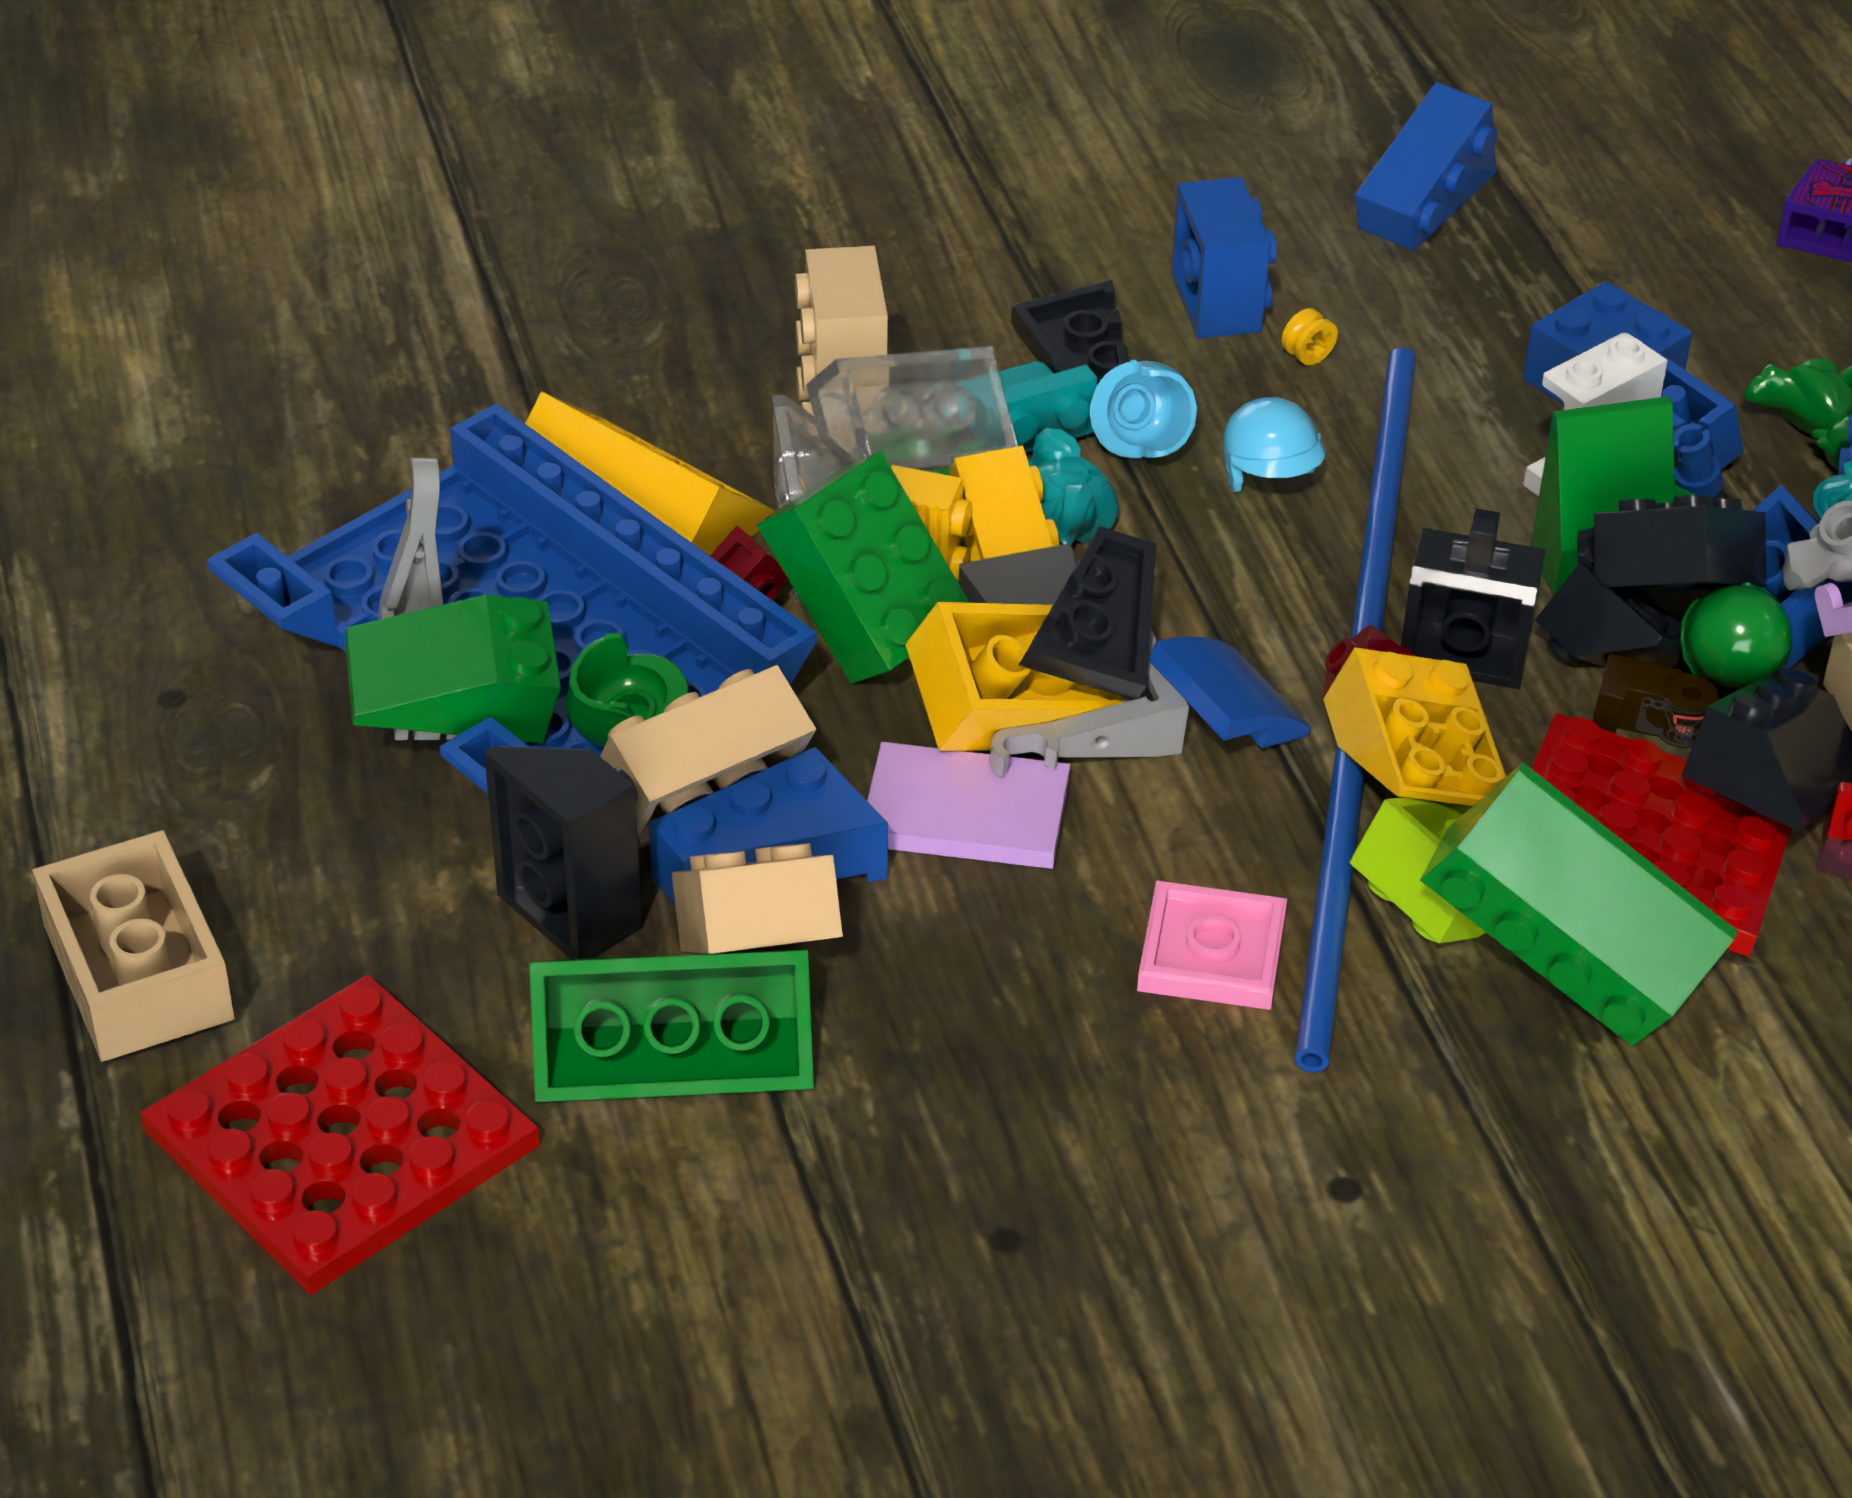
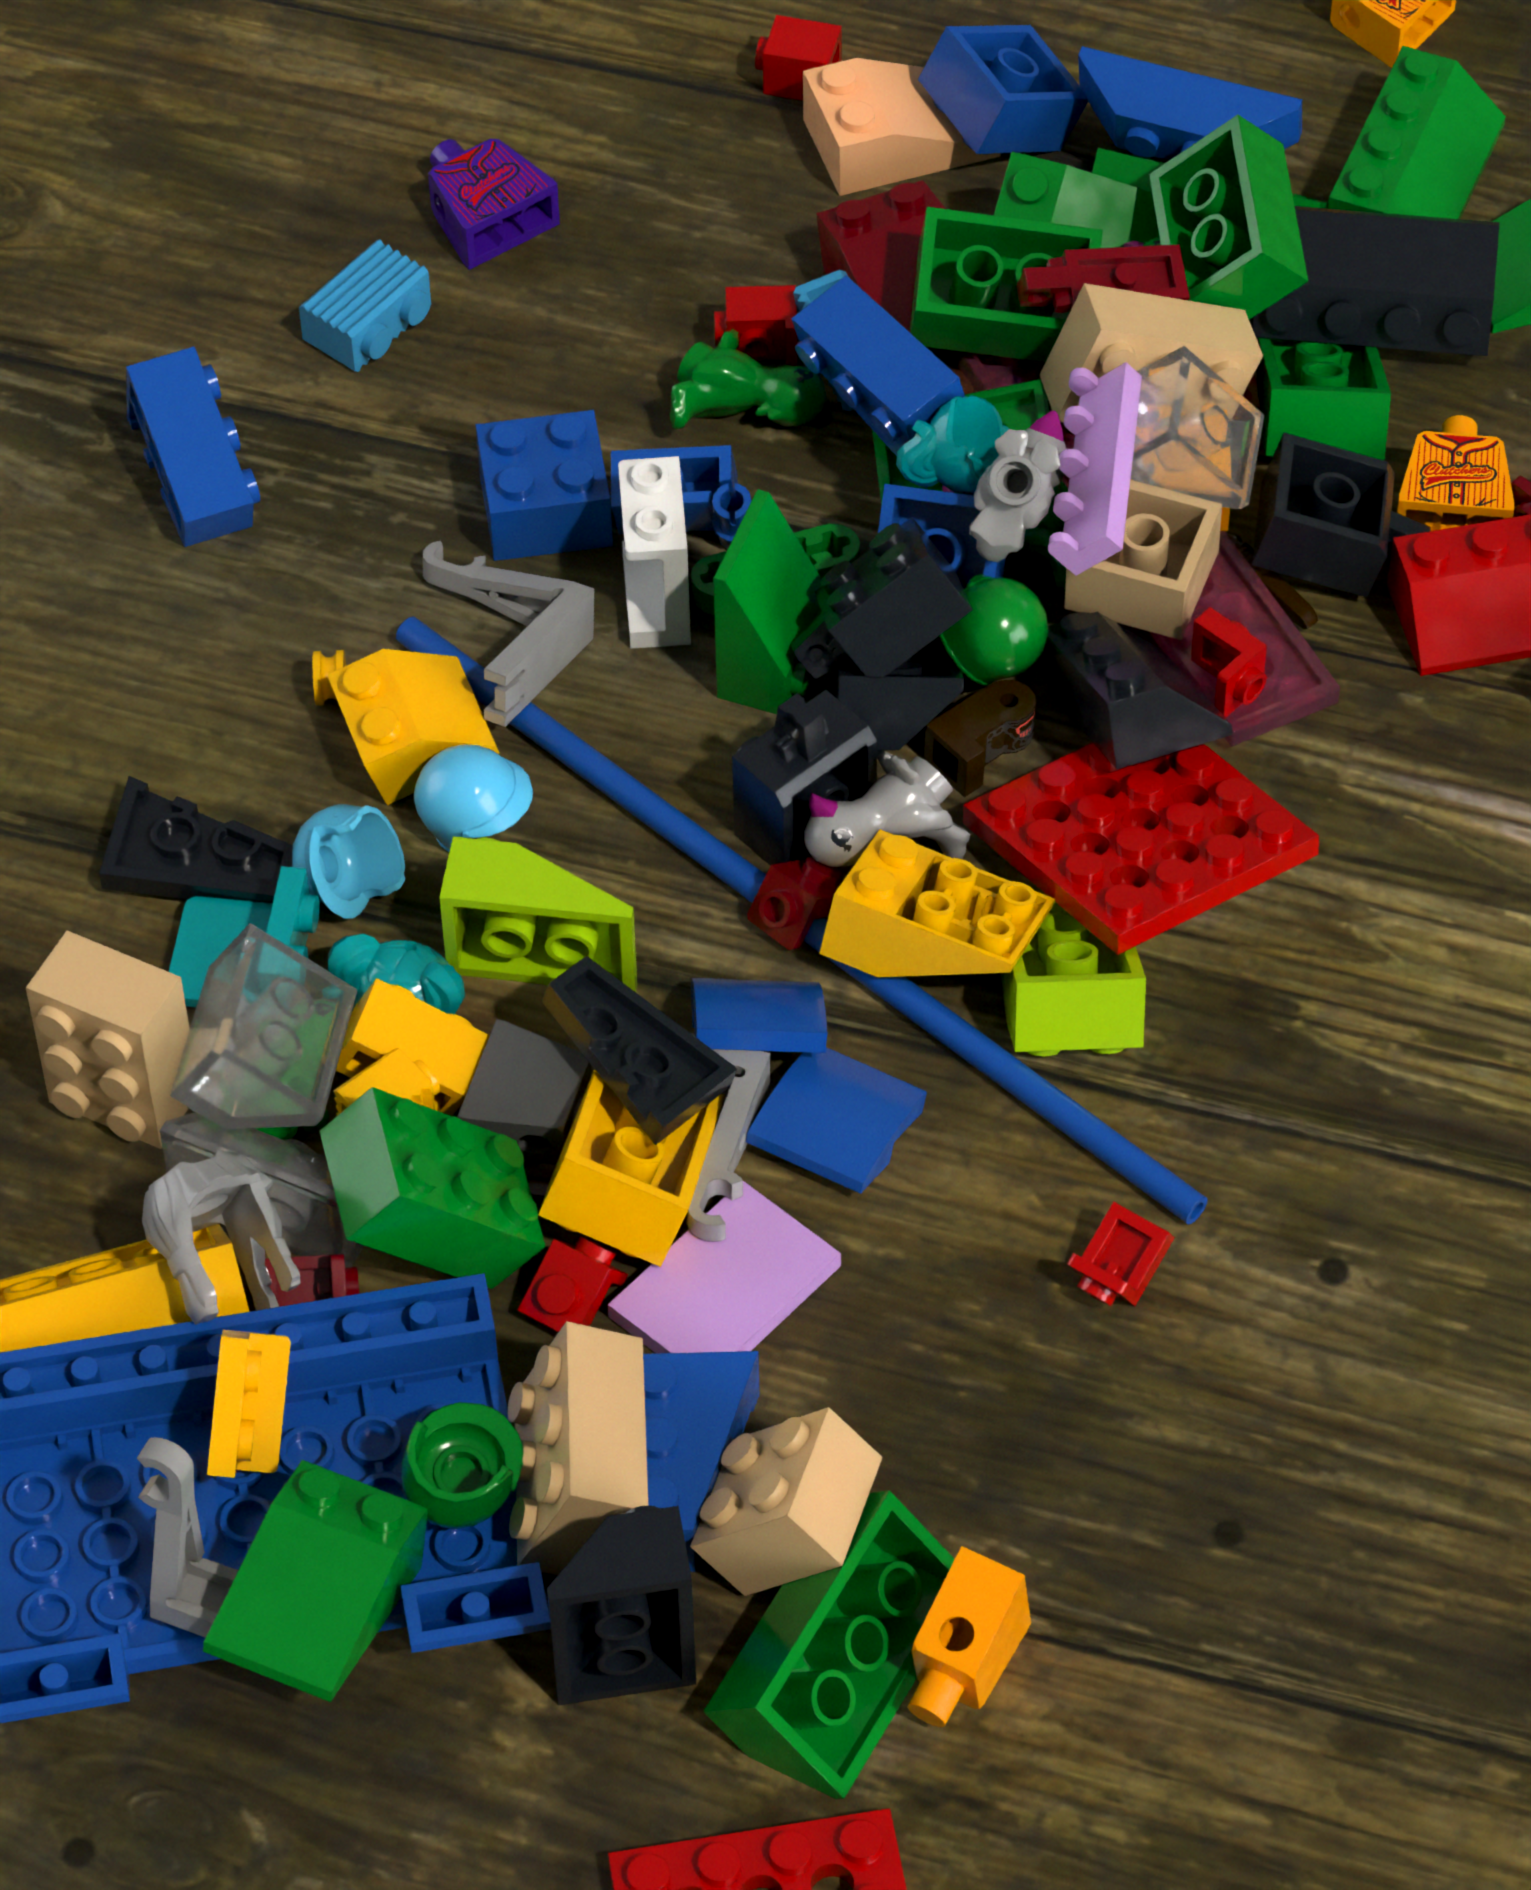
camera: 55 degrees left, 10 degrees up
(576, 552) = (248, 1403): none -> yellow bracket
(725, 441) = (212, 1193): none -> light grey piece
(730, 1088) = (968, 1636): none -> light orange torso
(879, 710) = (571, 1283): none -> red bracket
(1172, 502) = (527, 918): none -> lime slope
(1185, 789) = (836, 1118): none -> blue slope
(1206, 1026) = (1121, 1257): none -> red bracket
(1212, 945) = (1017, 1203): bright pink tile -> none
(1221, 257) = (190, 676): blue brick -> none
(1316, 369) = (405, 712): none -> yellow slope
(1446, 418) = (553, 609): none -> light grey hinge
(1505, 667) = (899, 802): none -> light grey animal
(1577, 904) = (1230, 930): slope -> none
(1667, 199) = (366, 306): none -> dark azure brick

